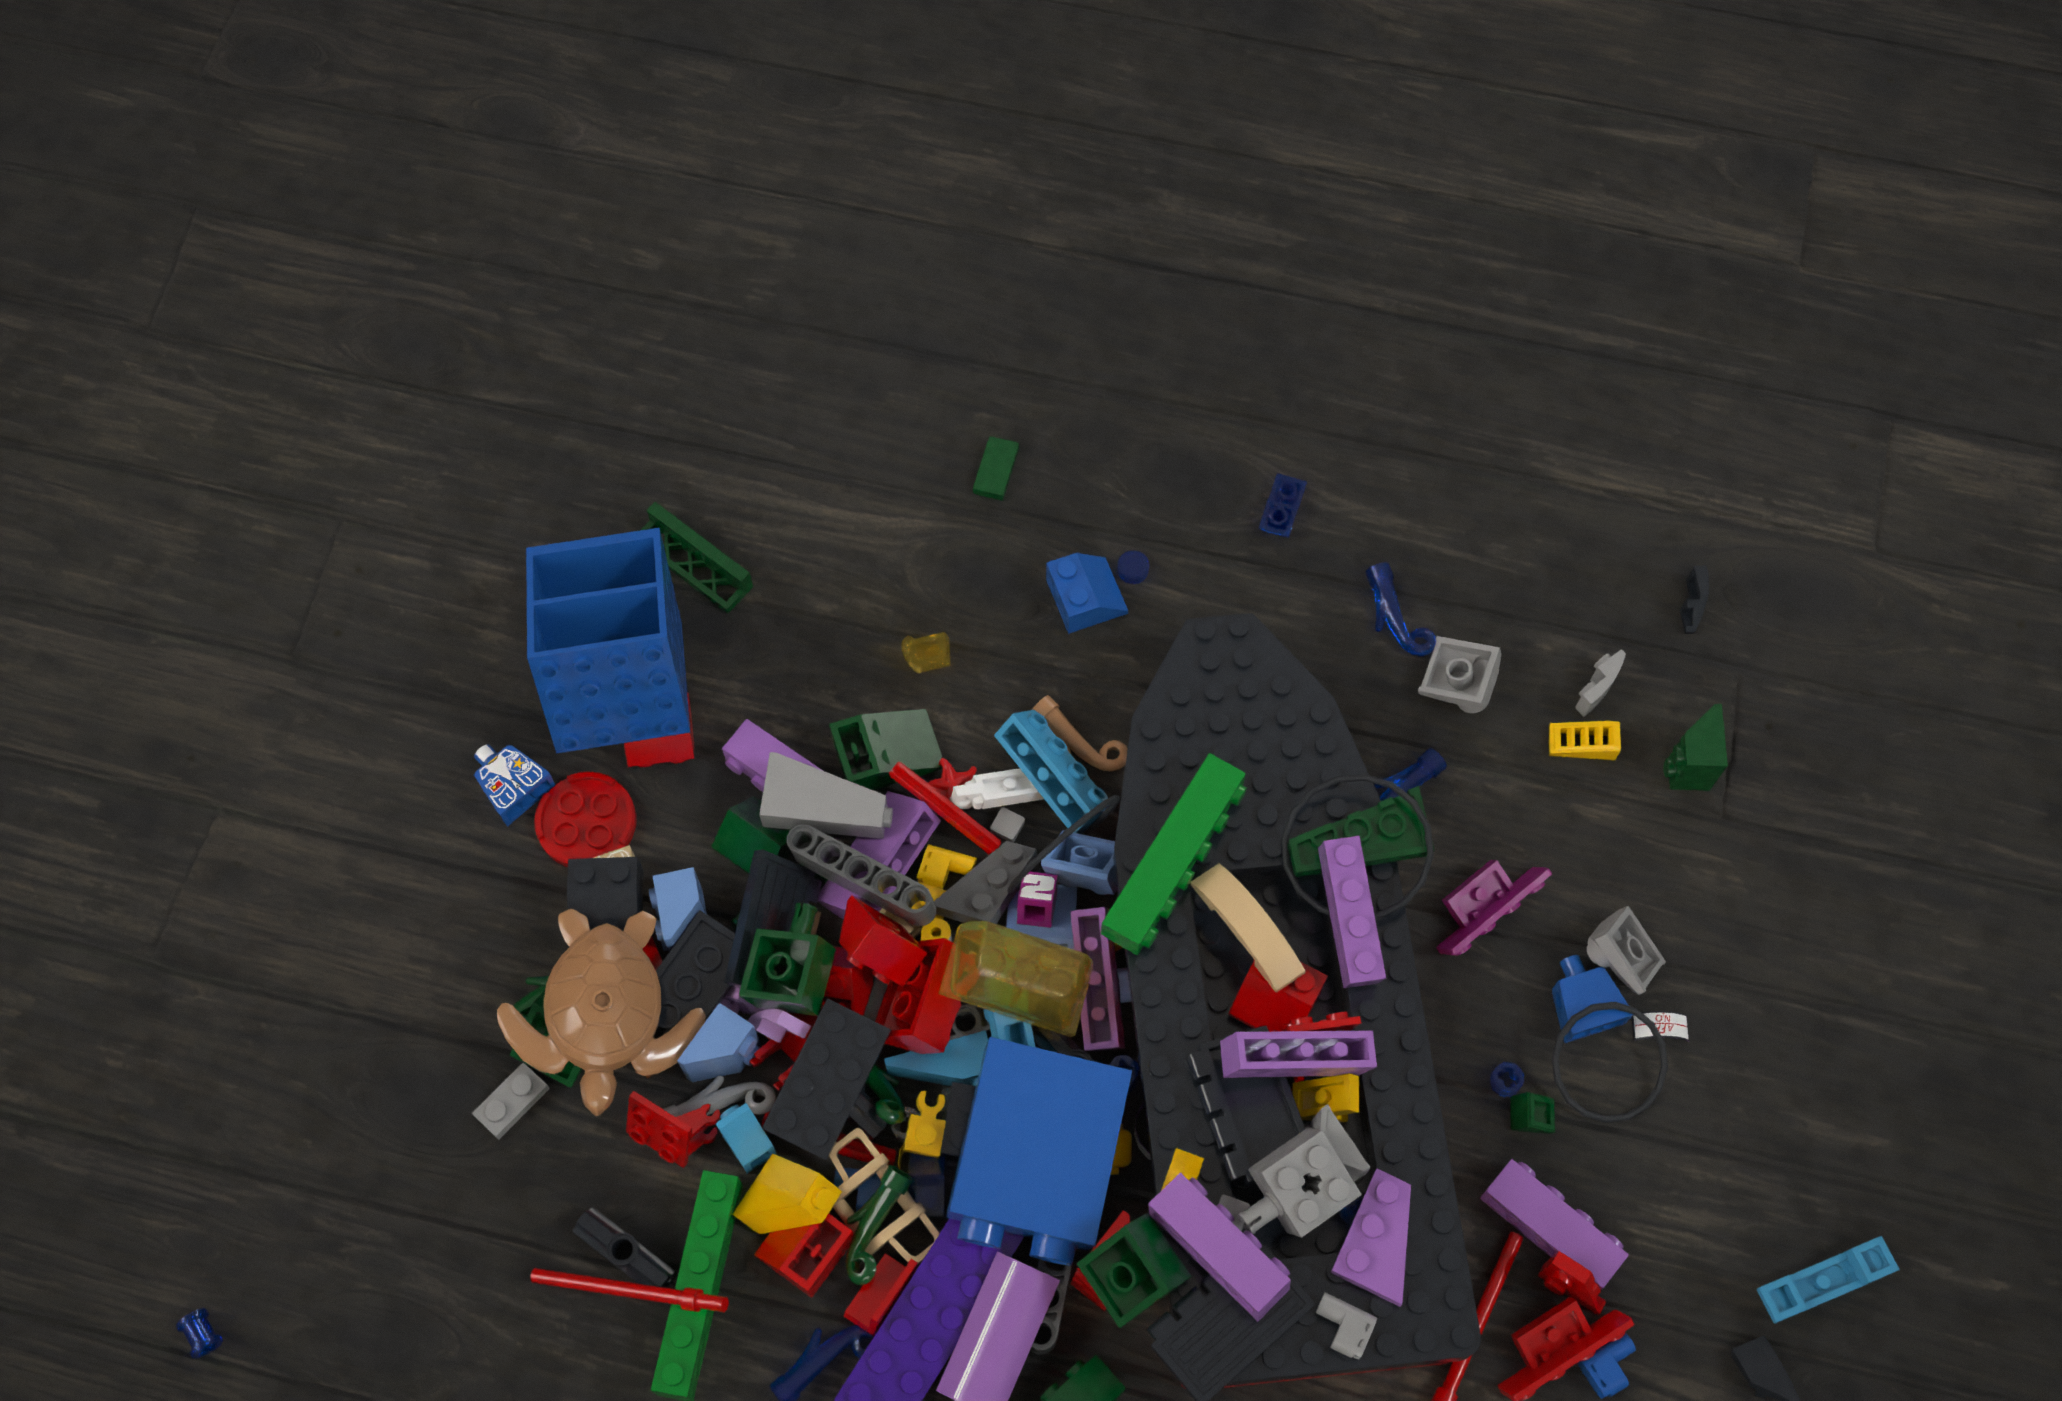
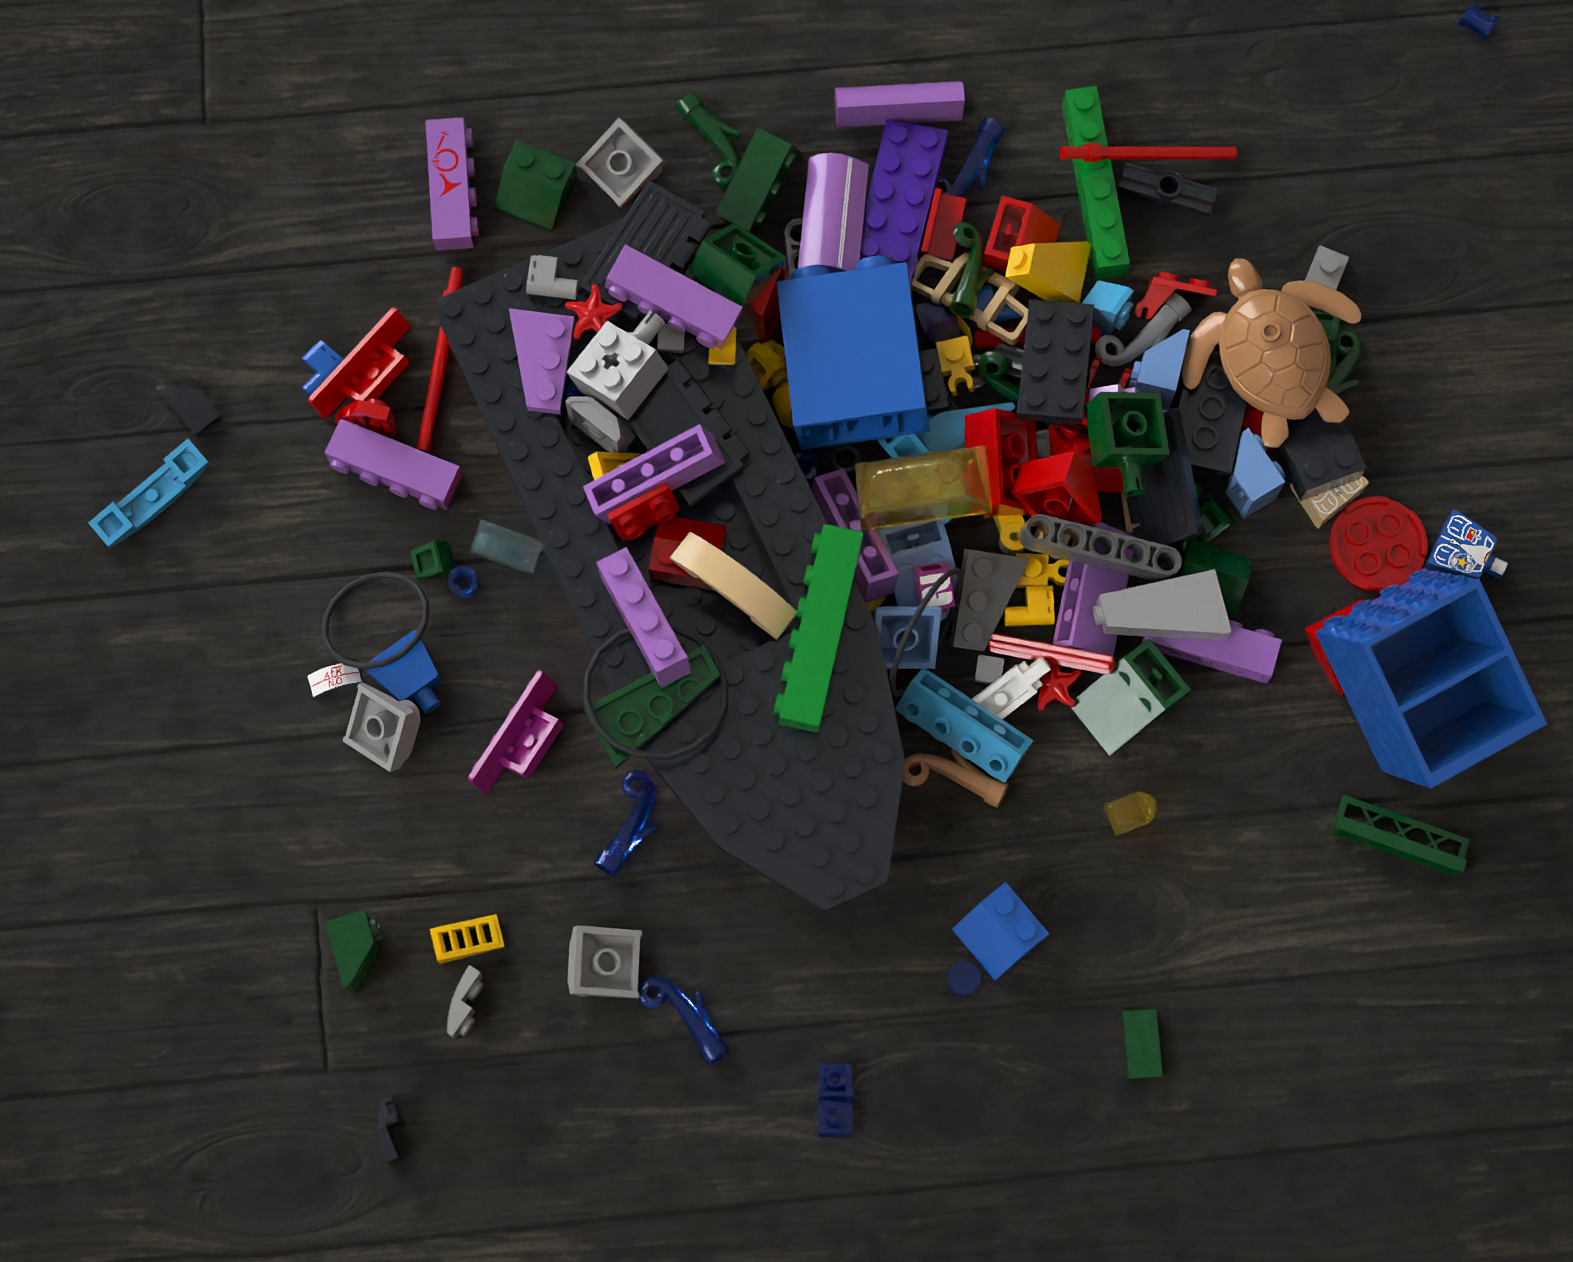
camera: 160 degrees right, 10 degrees up
(728, 894) = (1215, 519): none -> dark green slope
(1128, 1192) = (768, 363): none -> yellow brick
(1311, 1265) = (592, 313): none -> red animal
(1462, 1096) = (506, 546): none -> clear light blue plate

